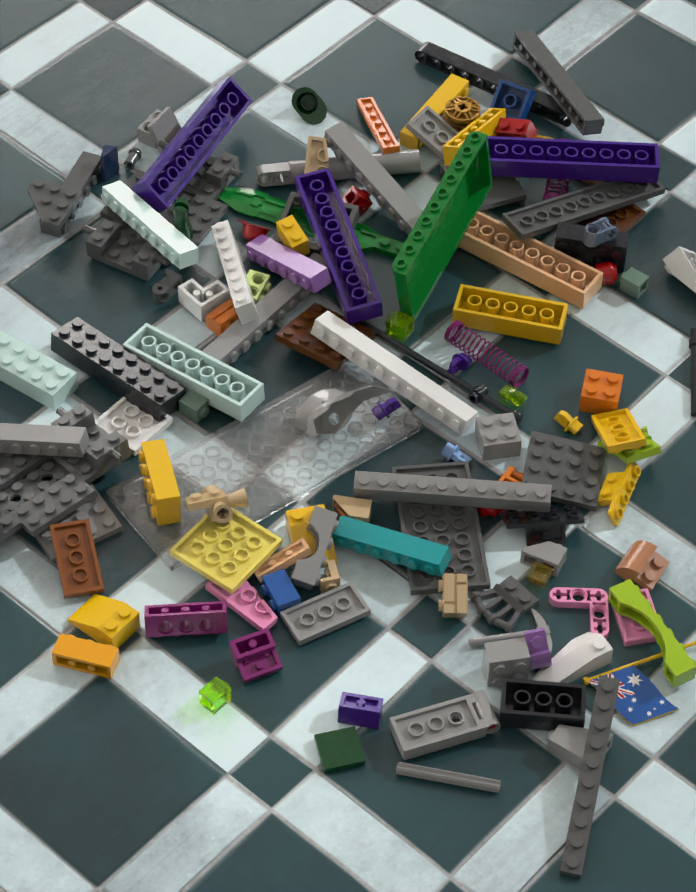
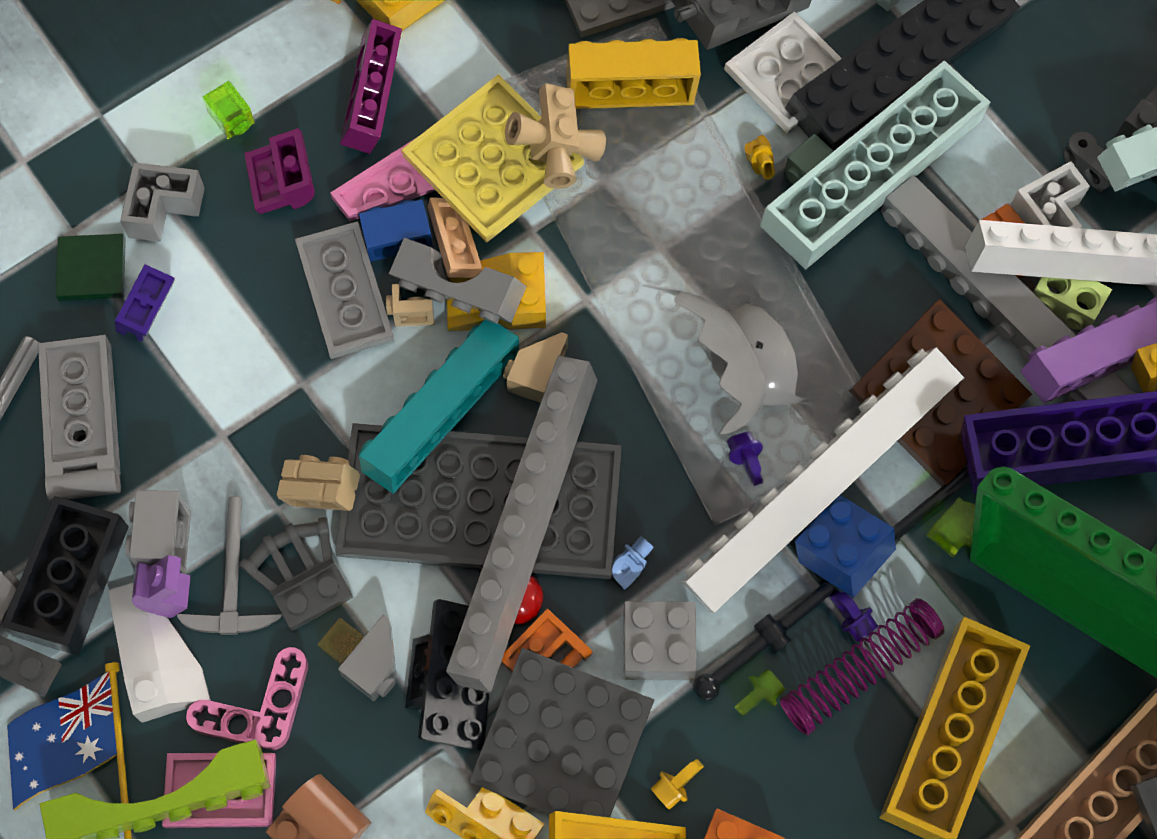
camera: 100 degrees right, 20 degrees up
(192, 429) = (761, 157): none -> yellow piece
(290, 718) = (154, 193): none -> light grey brick
(428, 359) = (845, 545): none -> blue brick

